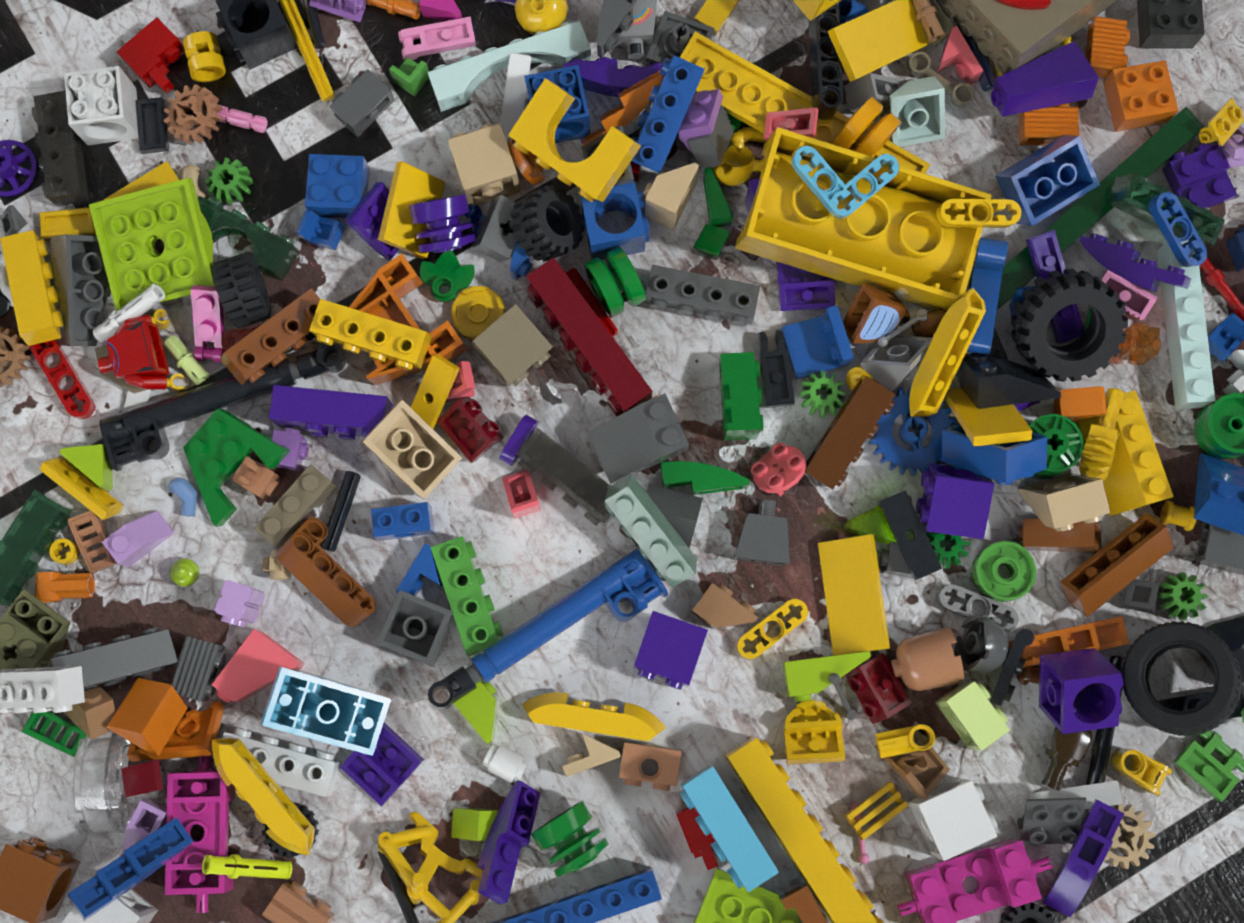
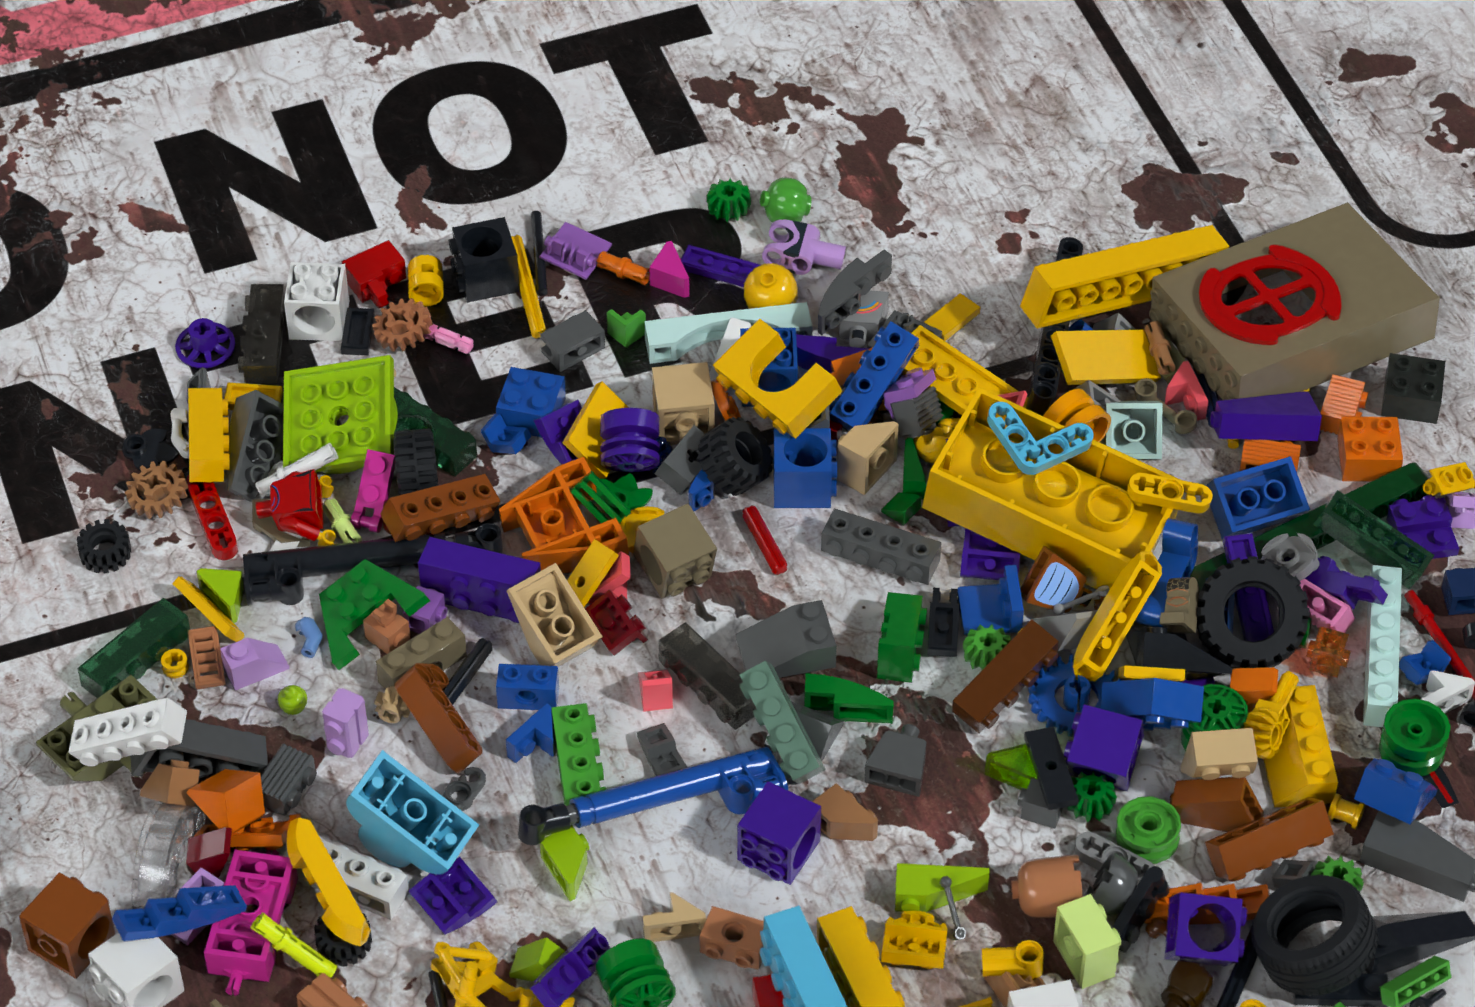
camera: 10 degrees right, 30 degrees down
(33, 720) = (122, 799): green slope -> none
(59, 586) = (178, 690): orange piece -> none
(235, 188) = (424, 382): bright green gear -> none
(253, 667) = (327, 792): coral slope -> none
(353, 659) = (470, 788): none -> dark grey piece
(370, 334) = (536, 513): yellow brick -> none
(415, 628) = (517, 775): dark grey slope -> none
(424, 299) = (575, 490): none -> green tile
(437, 38) = (660, 300): bright pink plate -> none
(504, 763) = (581, 912): white brick -> none
(521, 434) = (650, 646): dark purple beam -> none
(543, 567) = (660, 749): none -> dark grey slope
(554, 711) = (656, 881): yellow brick -> none
(587, 337) = (749, 550): dark red brick -> none
(615, 281) = (793, 515): green wheel -> none
(779, 469) = (931, 699): coral plate -> none
(793, 622) = (884, 856): yellow beam -> none
(853, 595) = (984, 818): yellow tile -> none
(878, 689) = (992, 911): dark red bracket -> none
(1005, 335) = (1181, 606): none -> dark tan leg
(1092, 235) = (1299, 547): none -> light grey plate
(1166, 227) = (1377, 560): blue beam -> none

